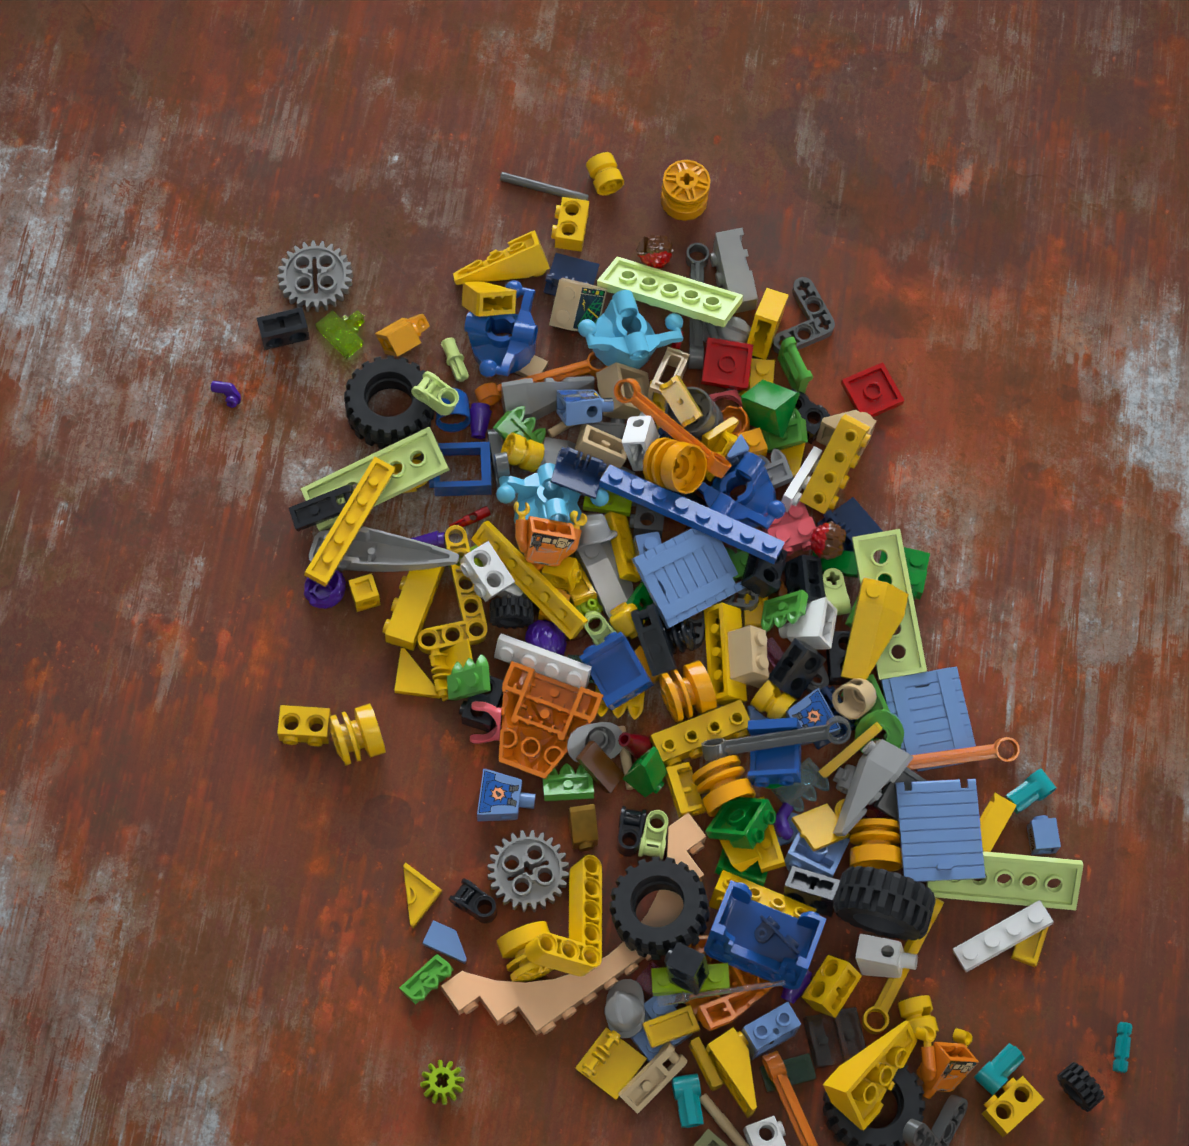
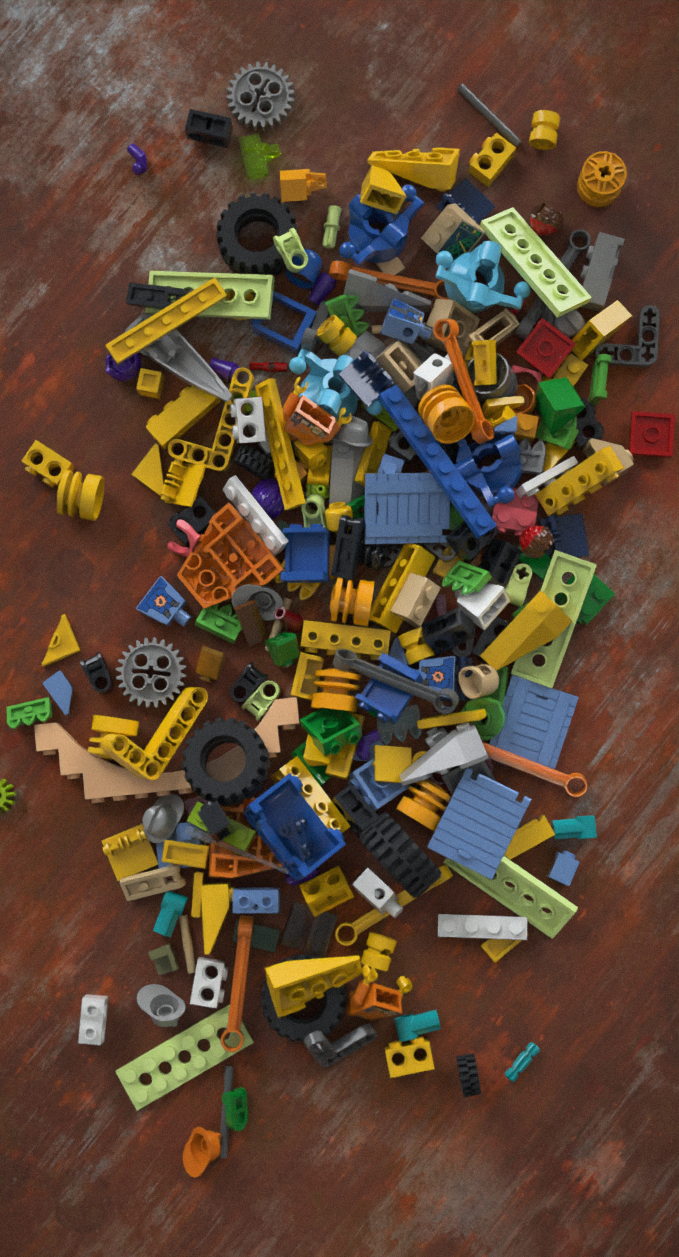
camera: 35 degrees right, 15 degrees up
(468, 680) = (187, 498): bright green plate -> none

